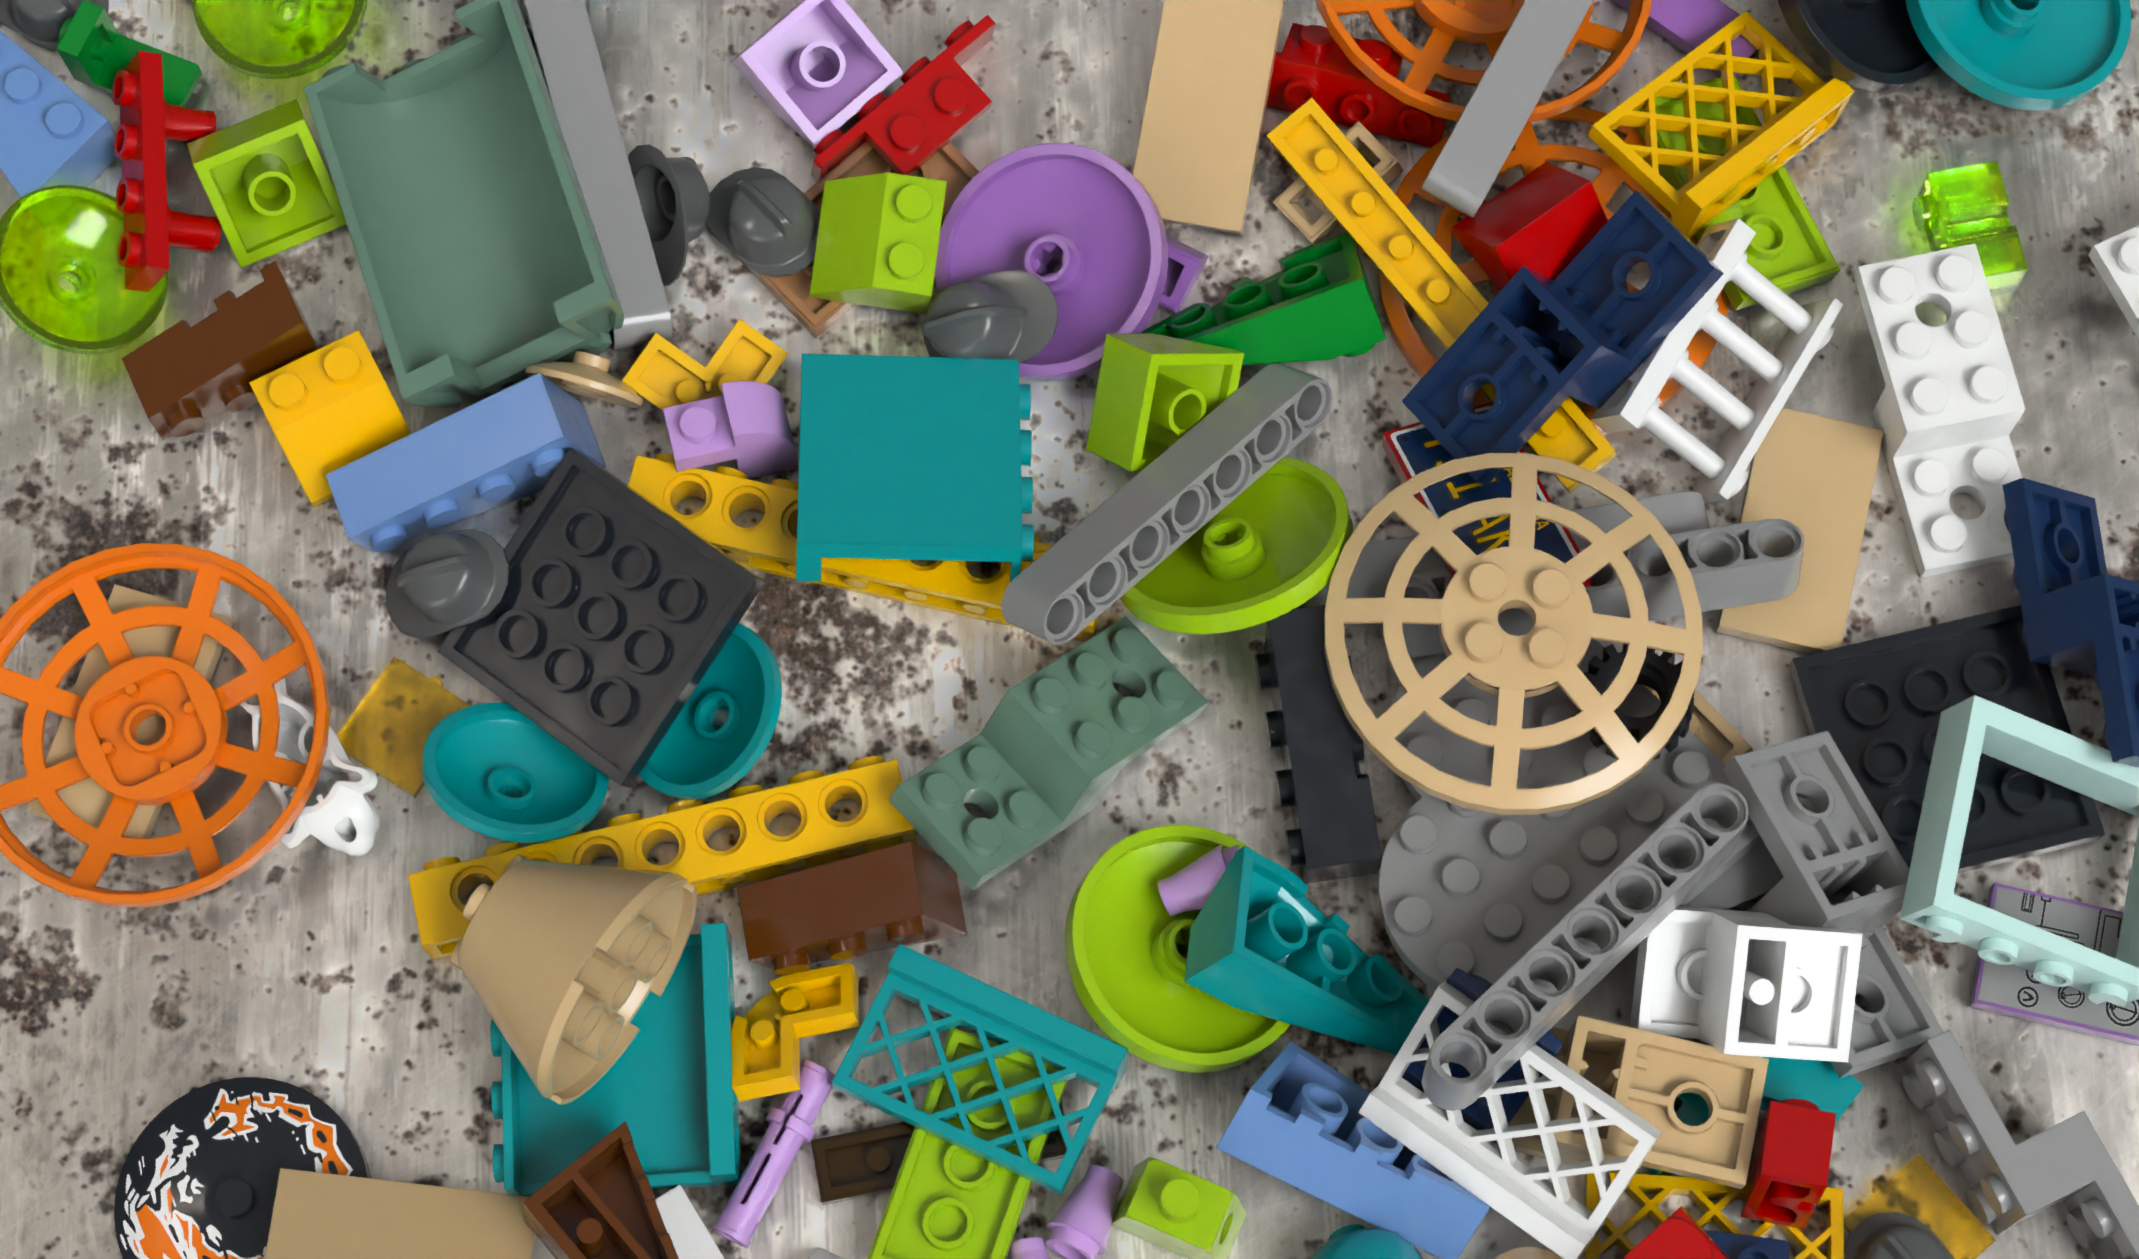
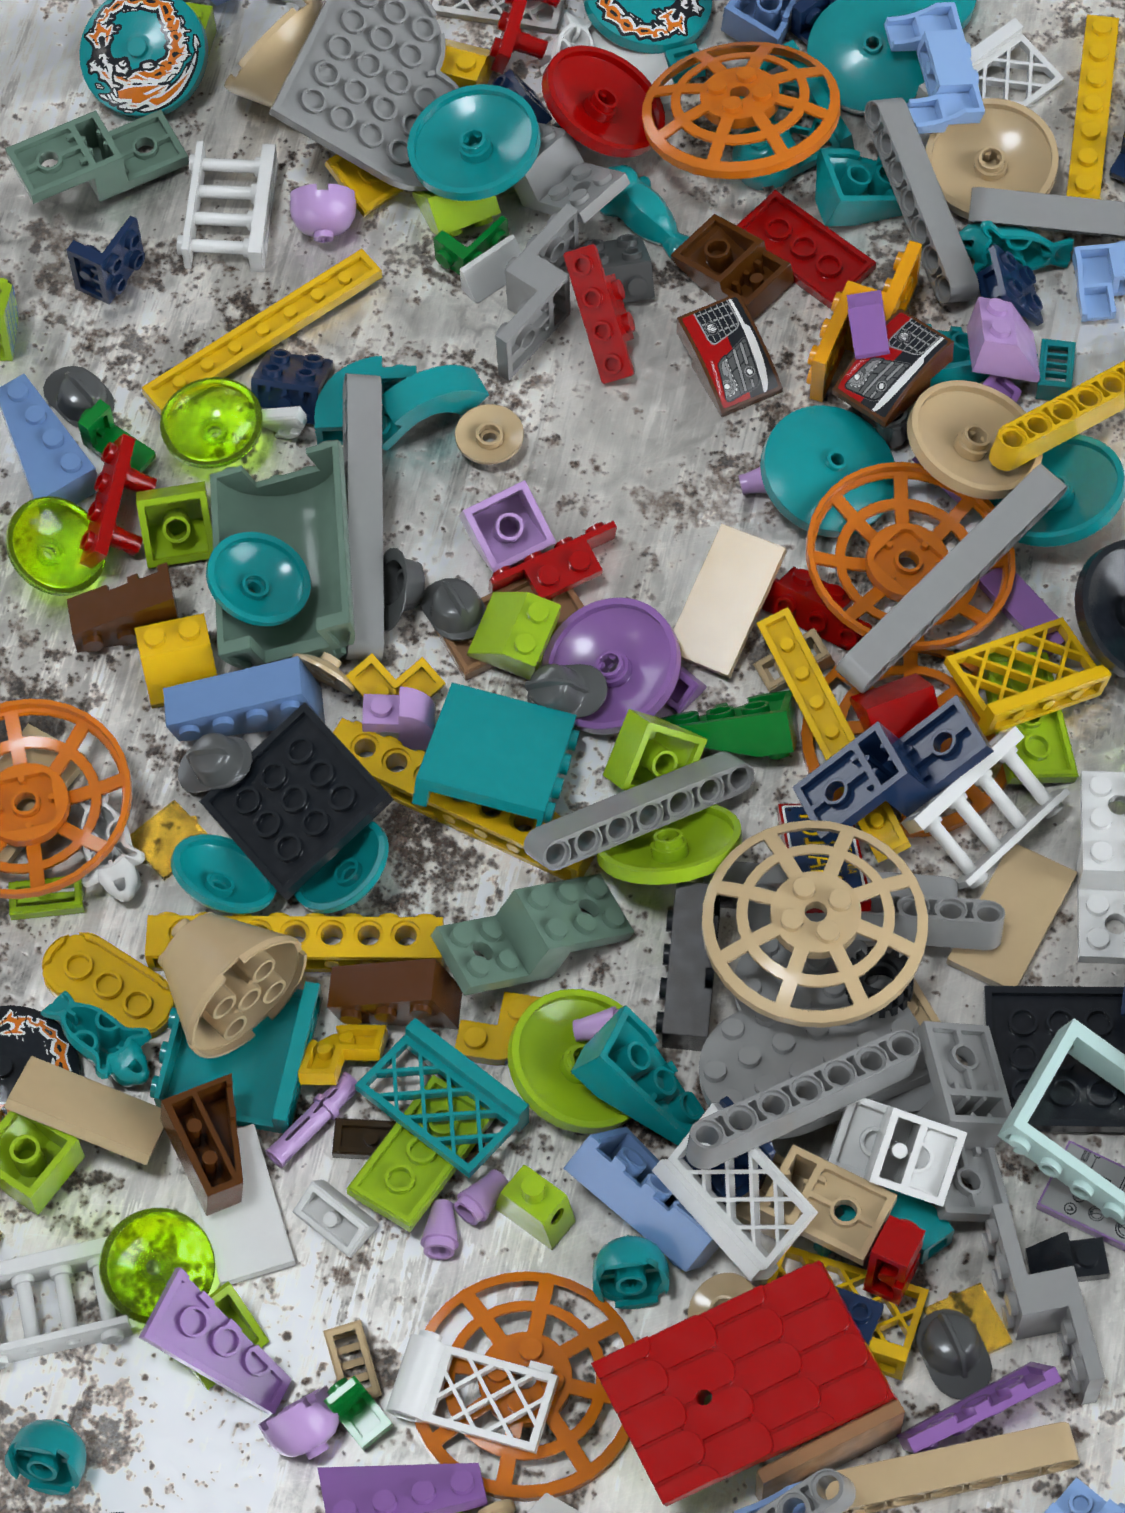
camera: 15 degrees right, 10 degrees down
(234, 898) = (44, 909): none -> lime tile
(371, 1006) = (108, 979): none -> yellow tile
(389, 1107) = (102, 1040): none -> teal animal
(440, 226) = (264, 566): none -> teal dish
(1034, 945) = (489, 1042): none -> yellow plate
(2049, 1082) = (1057, 1252): none -> black slope

